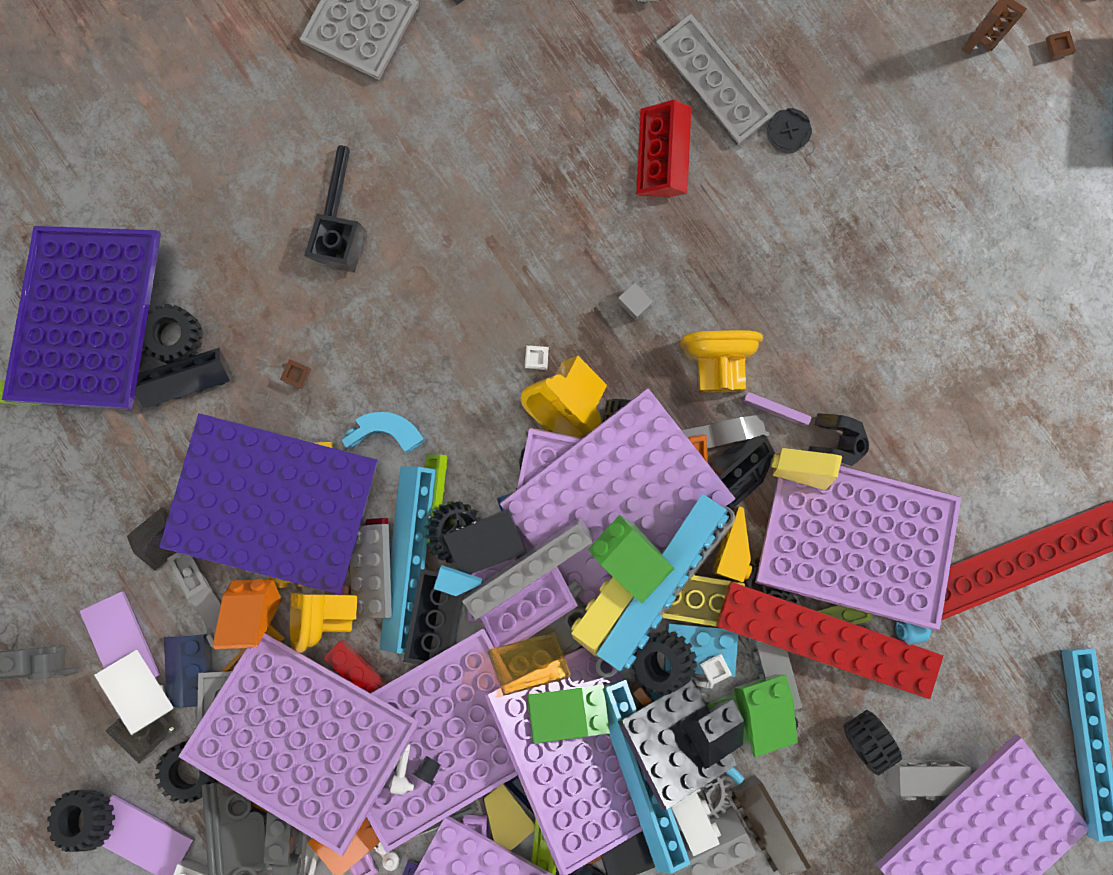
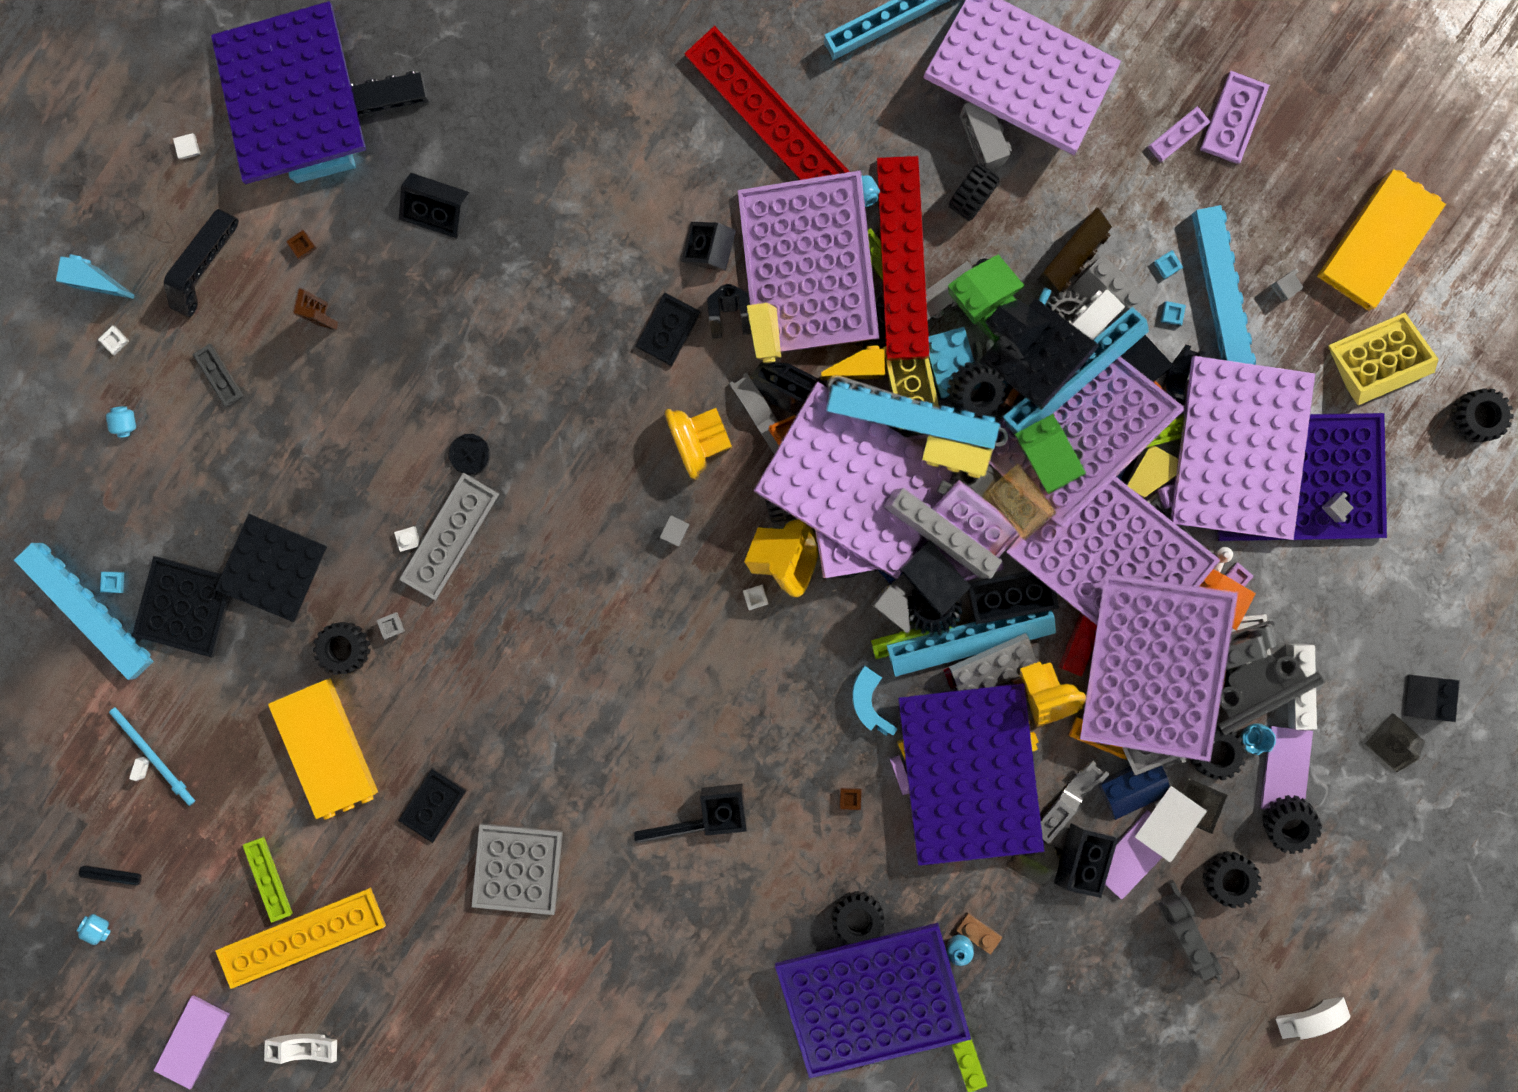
camera: 110 degrees left, 5 degrees up
(32, 738) = (1247, 886): none -> black tyre
(96, 424) = (959, 950): none -> medium azure head
(106, 452) = (979, 933): none -> medium nougat plate
(133, 589) = (1085, 860): none -> black slope
(182, 378) = (891, 893): black brick -> none
(185, 820) = (1258, 738): none -> medium azure hair
(246, 613) = (1070, 755): orange slope -> none
(305, 434) = (900, 774): none -> lavender beam
(399, 783) = (1160, 570): white piece -> none
(427, 770) = (1141, 552): black piece -> none
(455, 581) = (976, 590): medium azure tile -> none
(472, 489) = (893, 606): none -> light grey slope
(631, 558) = (903, 450): bright green slope -> none
(664, 149) = (530, 557): red slope -> none
(715, 669) = (964, 345): white tile -> none
(727, 38) = (407, 539): none -> white plate
(776, 409) = (722, 374): lavender tile -> none
(842, 374) = (668, 329): none -> black tile
(914, 446) = (708, 245): none -> black slope
(1055, 187) = (433, 205): none -> black slope

